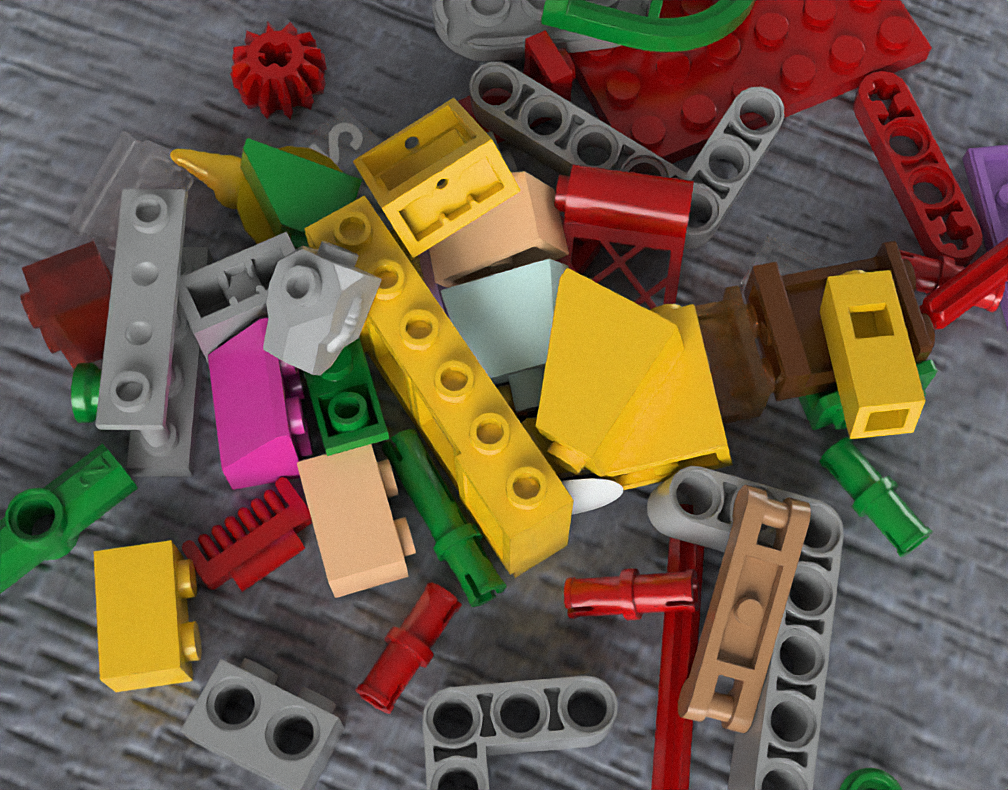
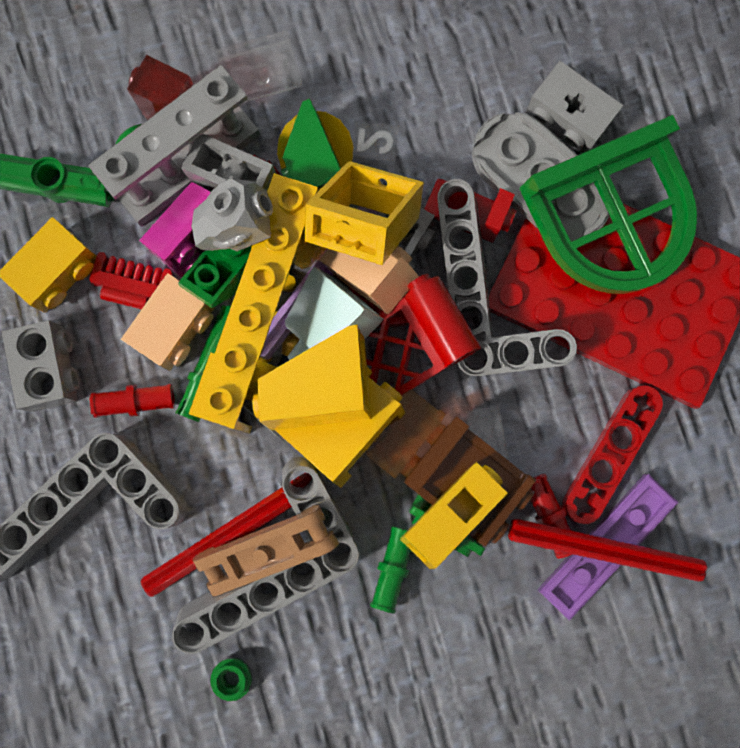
camera: 55 degrees right, 15 degrees up
(217, 171) = (302, 91): yellow animal -> none
(278, 70) = (388, 62): red gear -> none
(632, 594) = (239, 487): red pin -> none

